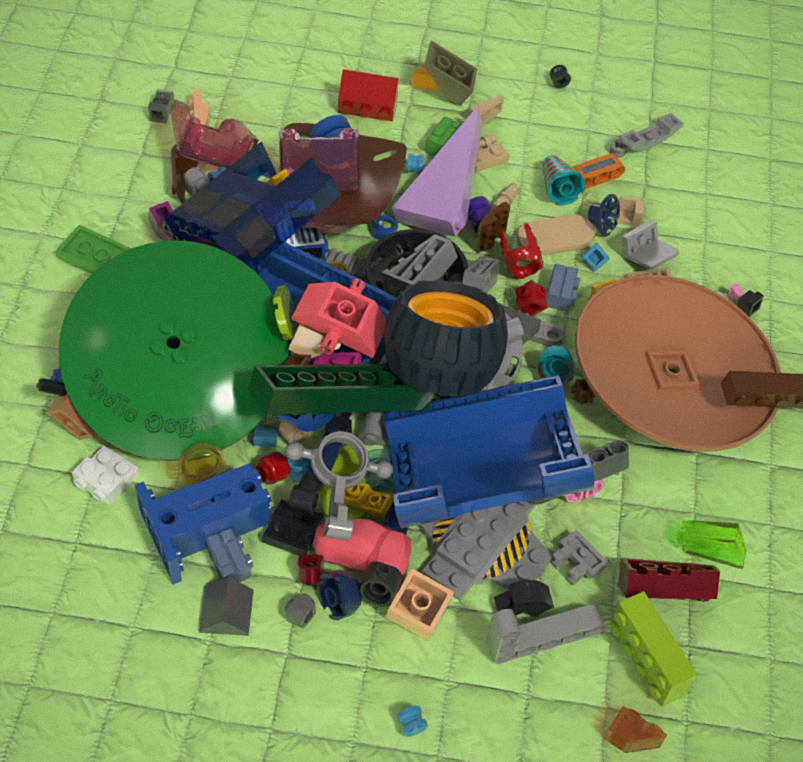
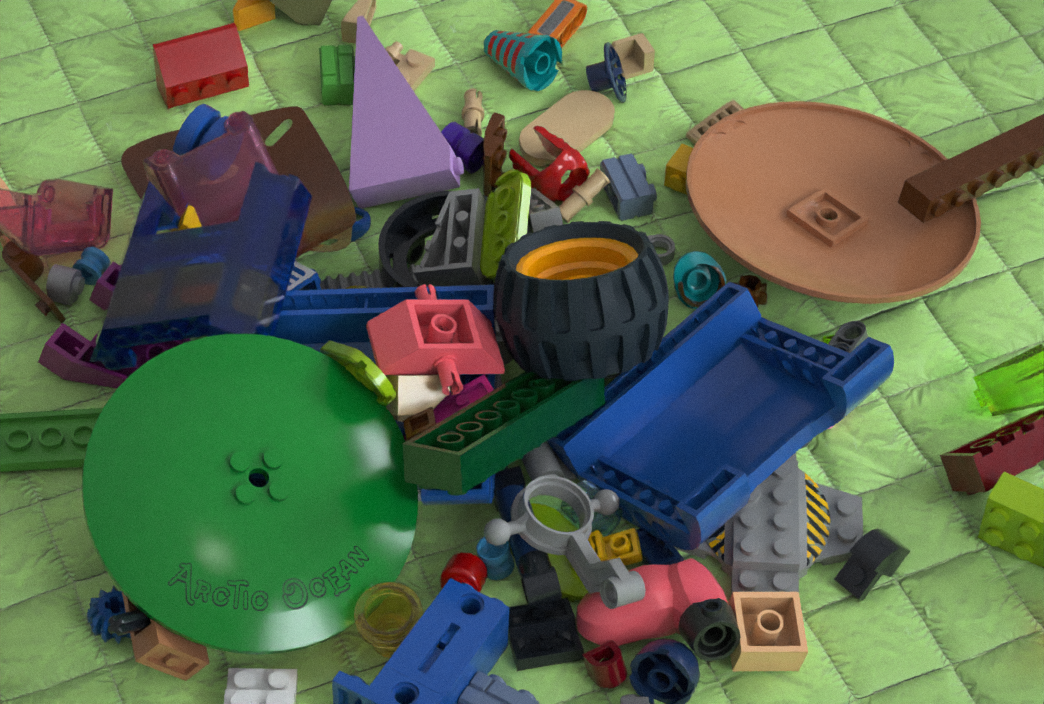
camera: 30 degrees left, 5 degrees down
(265, 436) = (424, 547): dark azure slope -> none
(291, 433) = (448, 520): tan plate -> none
(415, 163) = (327, 123): dark azure wheel -> none
(459, 261) = (504, 218): none -> lime tile
(512, 641) = (903, 600): light grey beam -> none
(531, 298) = (603, 208): red brick -> none
(537, 276) = (583, 195): none -> tan pin
(582, 553) = (893, 477): light grey plate -> none
(595, 257) = (634, 131): dark azure slope -> none
(645, 249) = (689, 93): light grey bracket -> none
(748, 302) = (848, 95): black piece -> none

